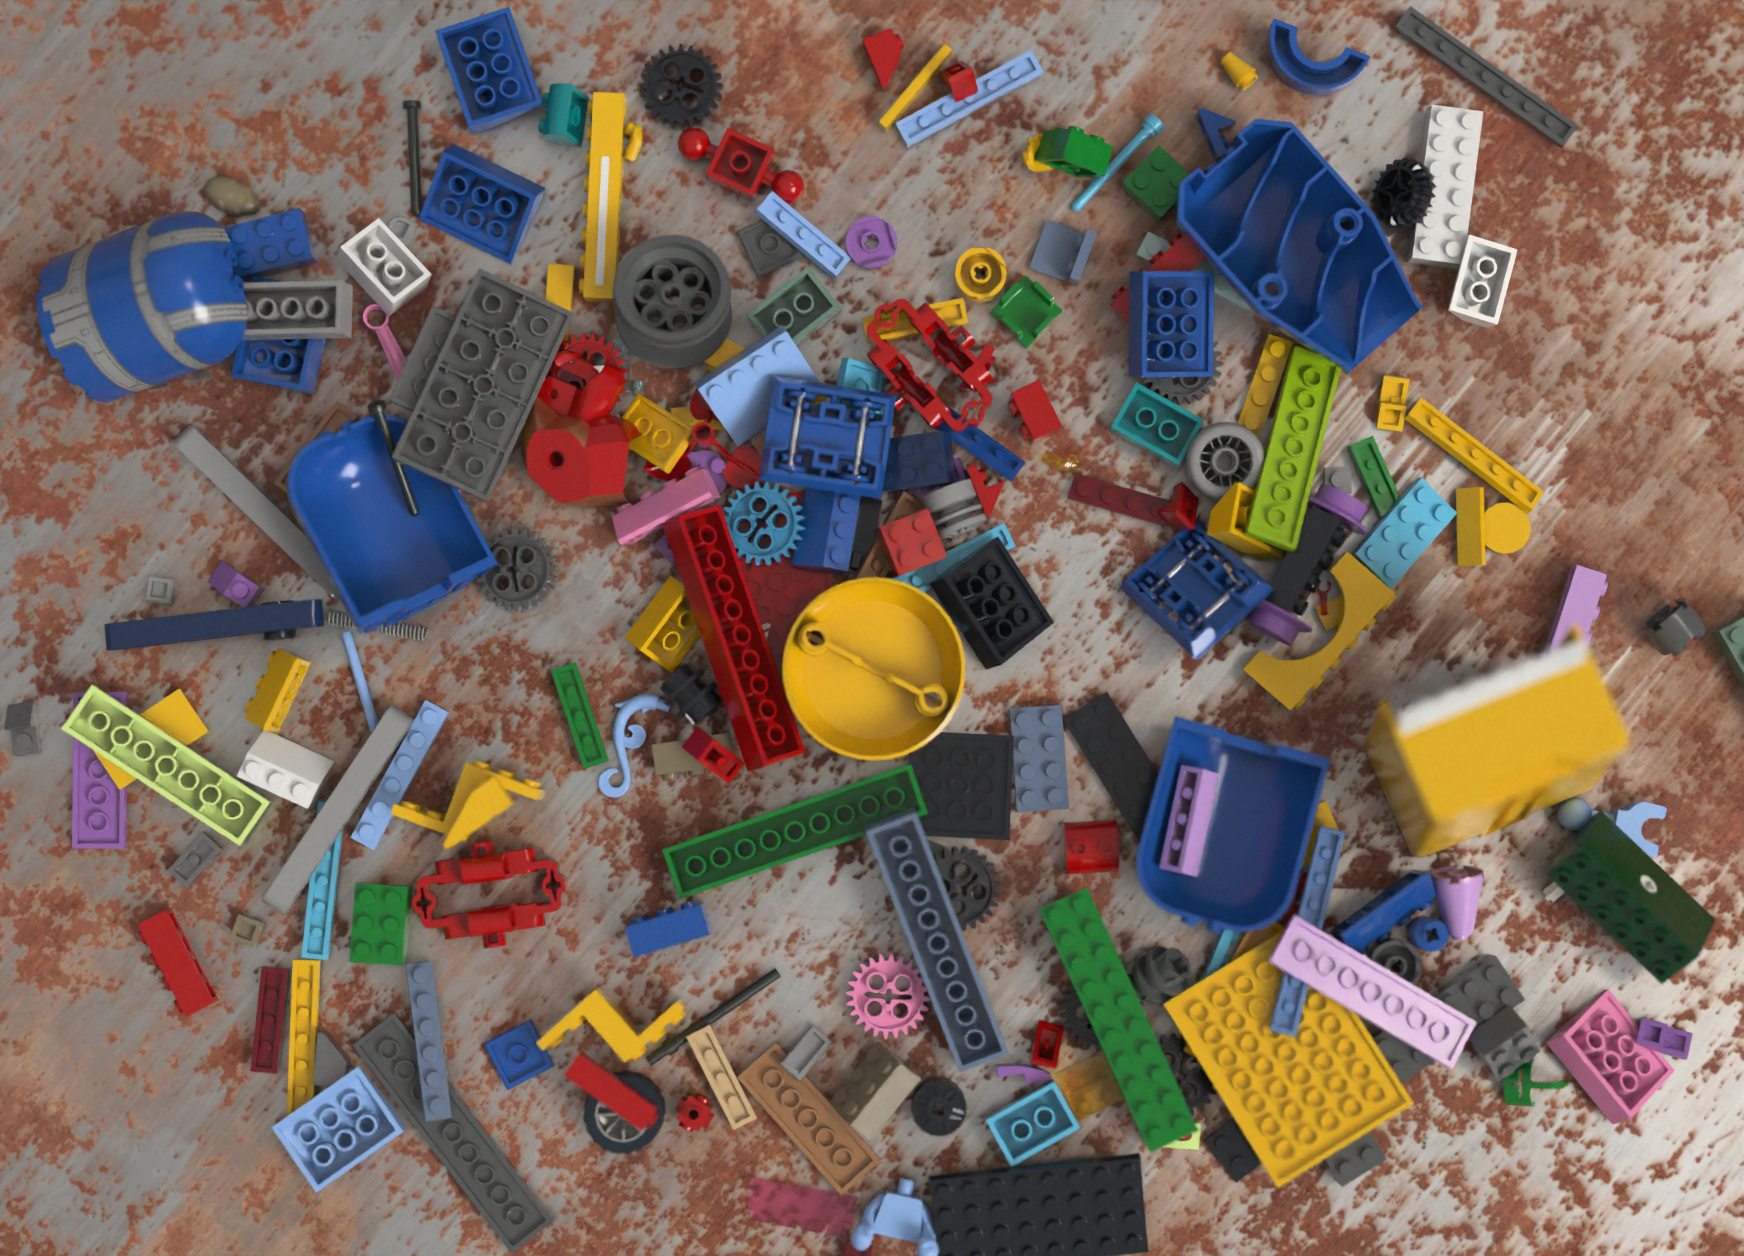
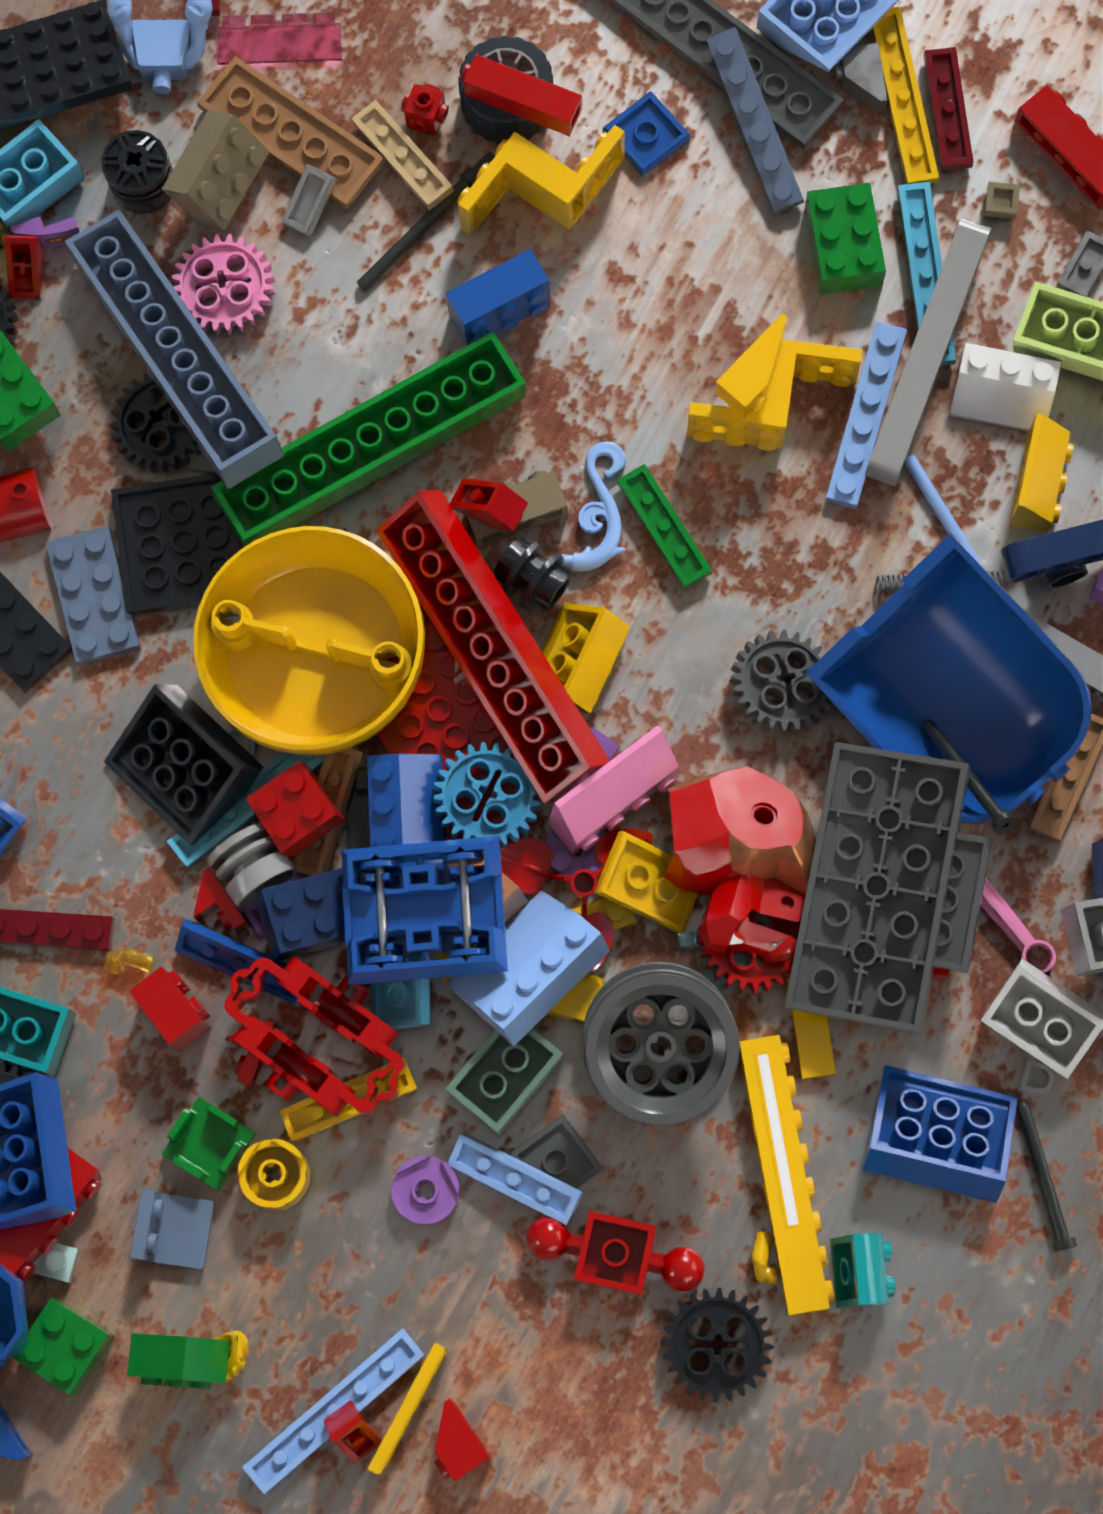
camera: 170 degrees right, 10 degrees down
(489, 69) = (974, 1309): blue slope -> none
(494, 920) = (711, 268): red piece -> none
(1151, 126) = (88, 1423): medium azure piece -> none

